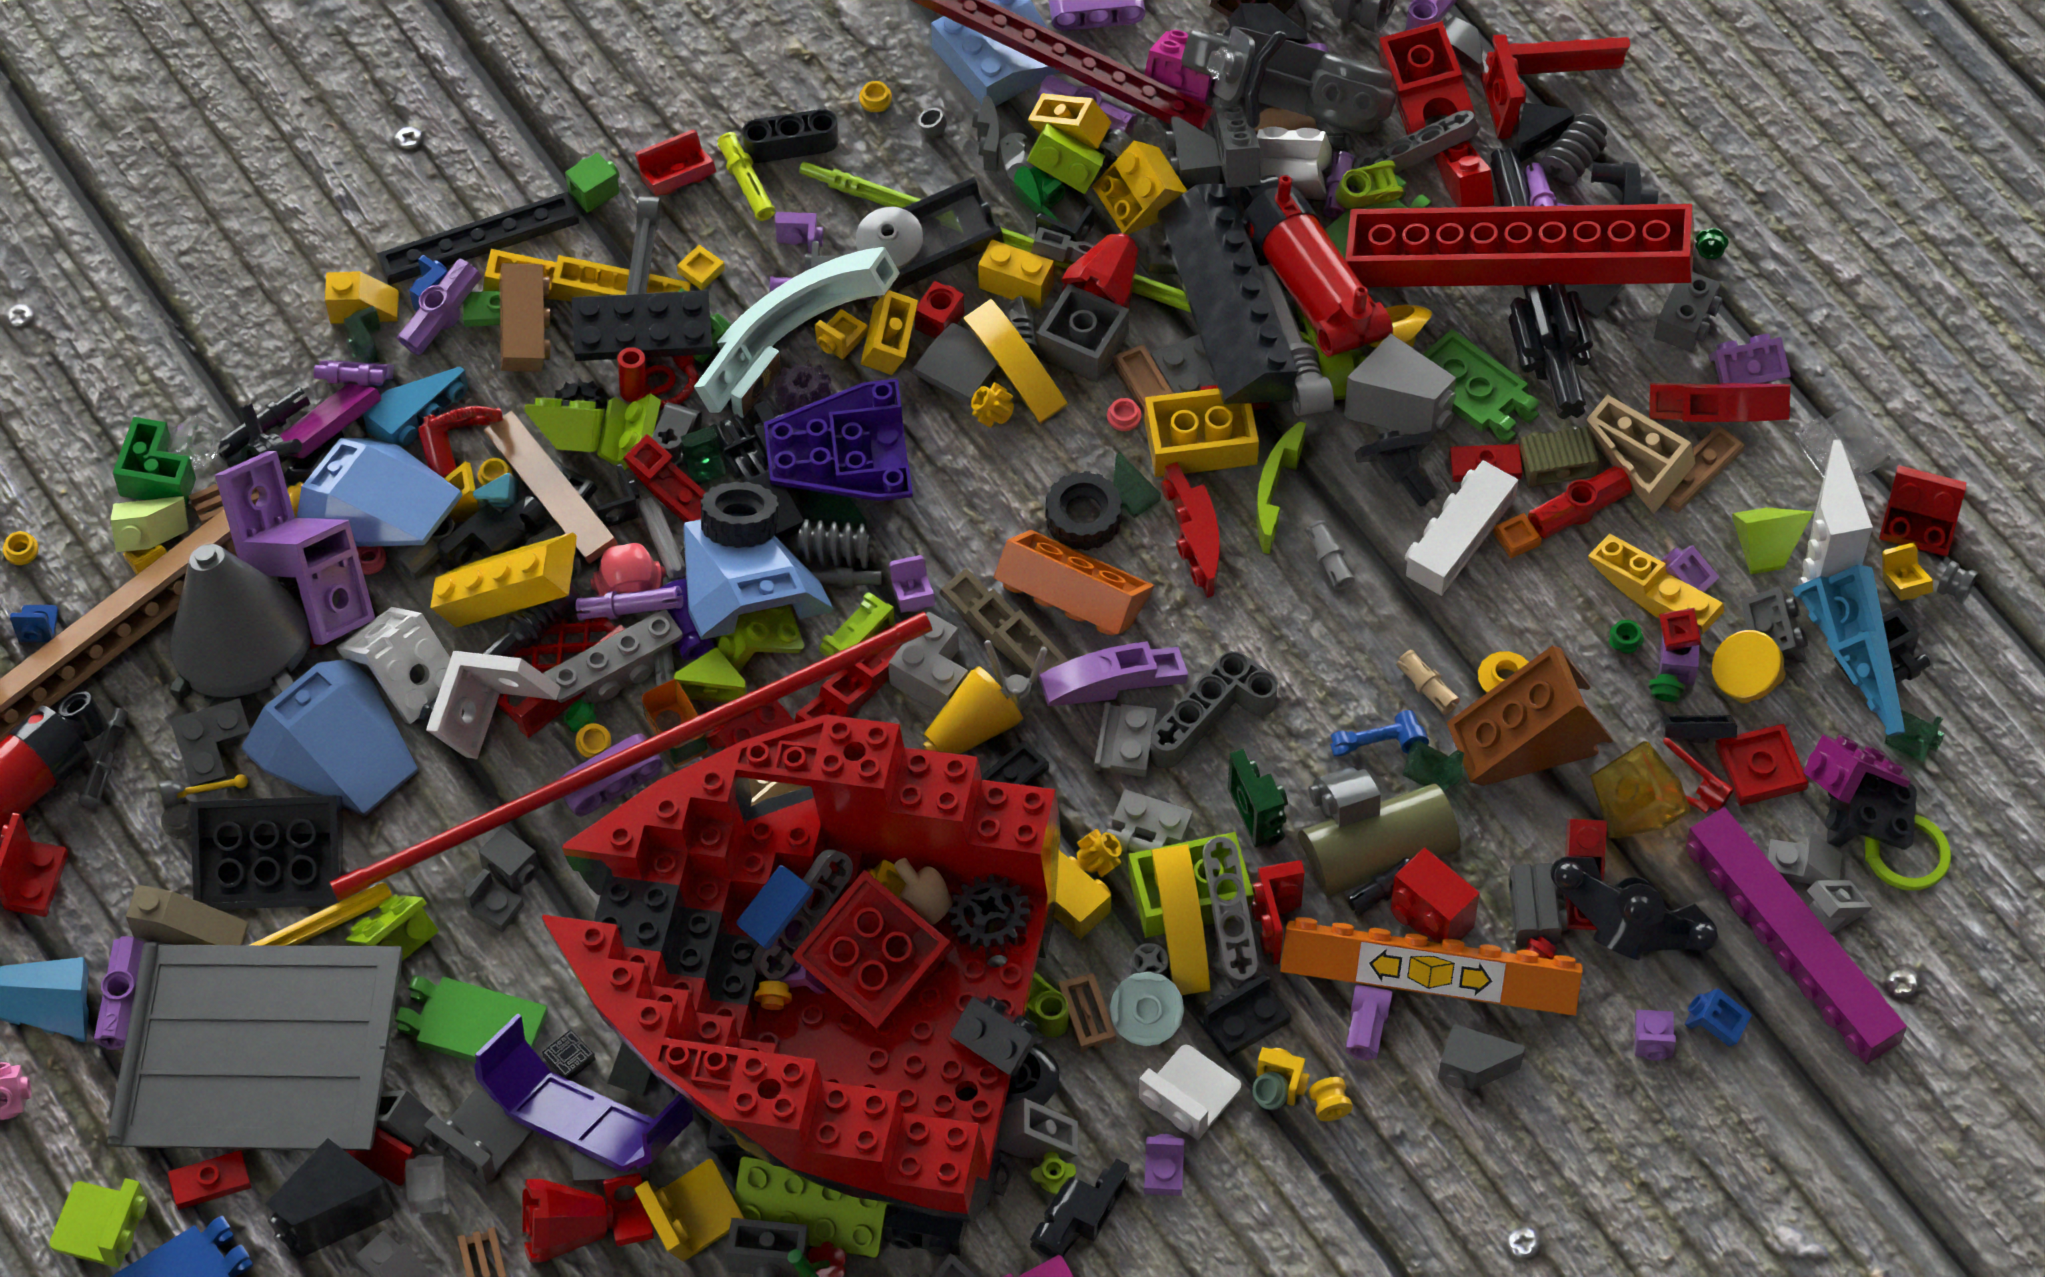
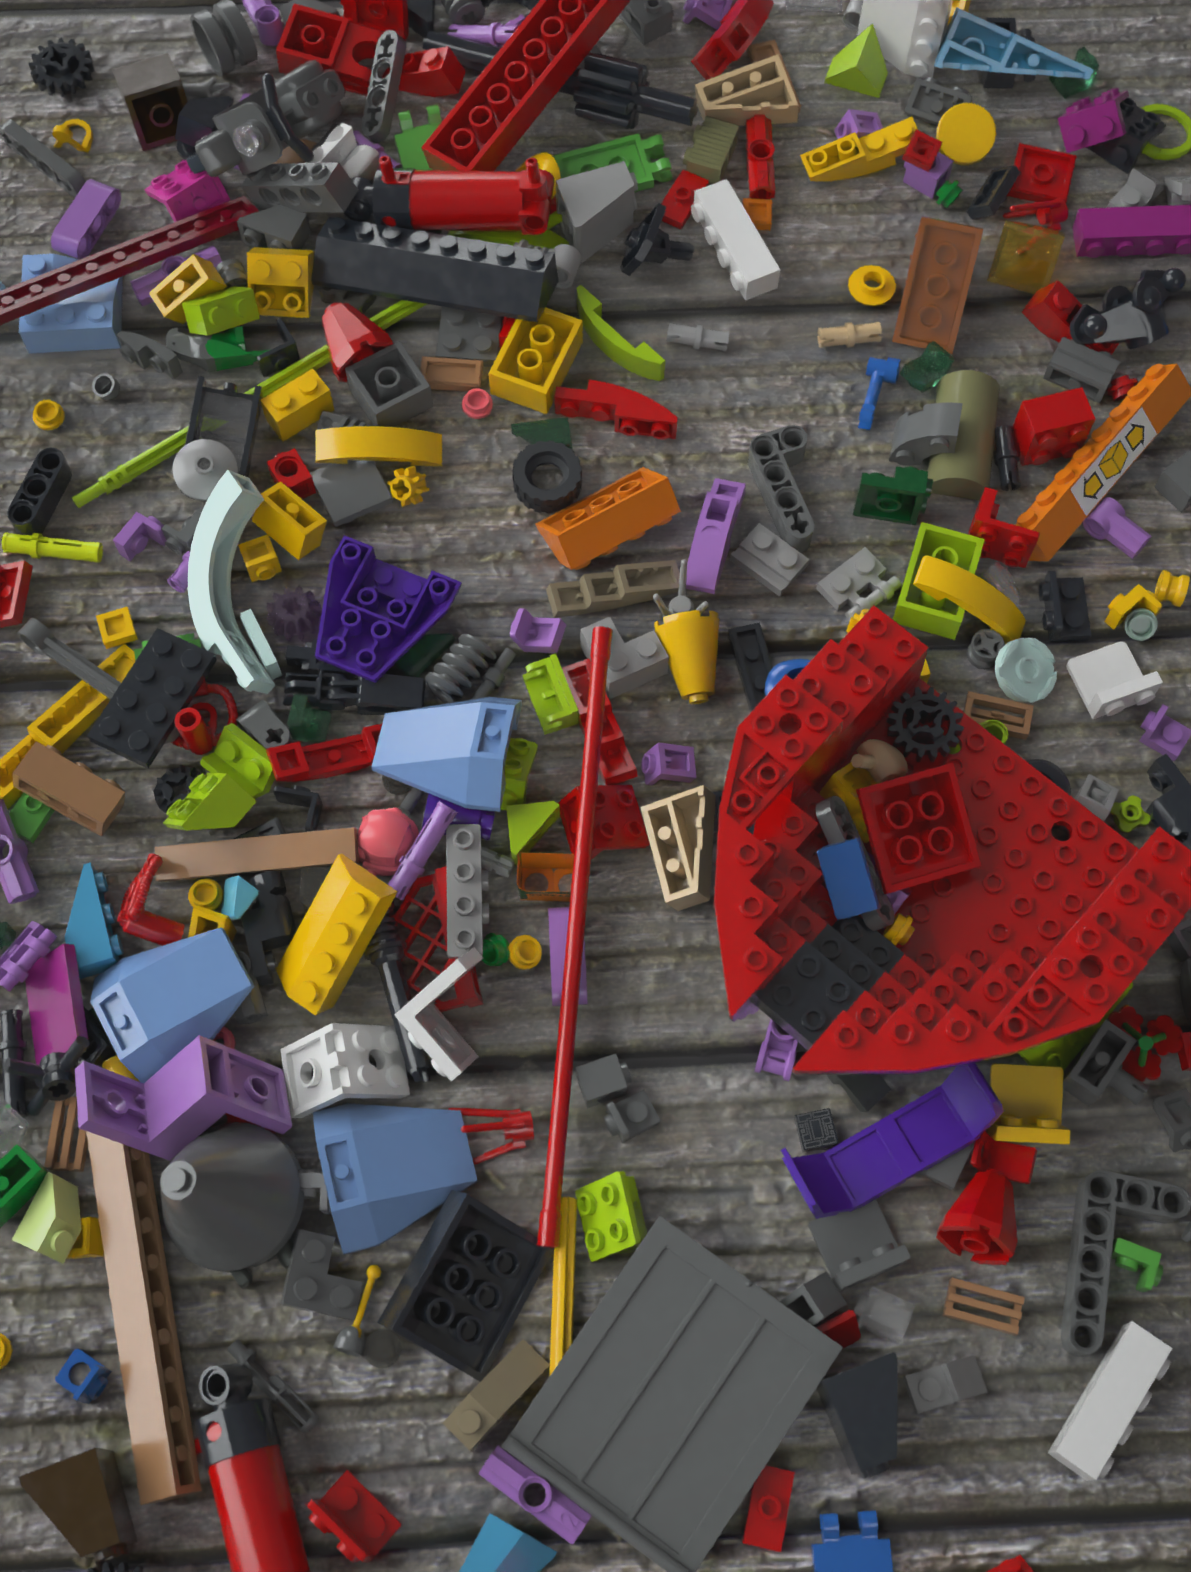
camera: 60 degrees left, 10 degrees up
(428, 818) = (514, 1123): none -> red plant
(464, 1016) = (739, 1192): bright green tile -> none
(662, 538) = (364, 794): light grey axle -> none
(736, 530) = (408, 735): black tyre -> none
(996, 1034) = (1037, 777): black bracket -> none
(1058, 246) = (298, 361): dark grey plate -> none
(1235, 907) = (988, 564): light grey beam -> none
(1375, 183) = (398, 132): lime piece -> none
(1628, 629) = (890, 189): green plate -> none

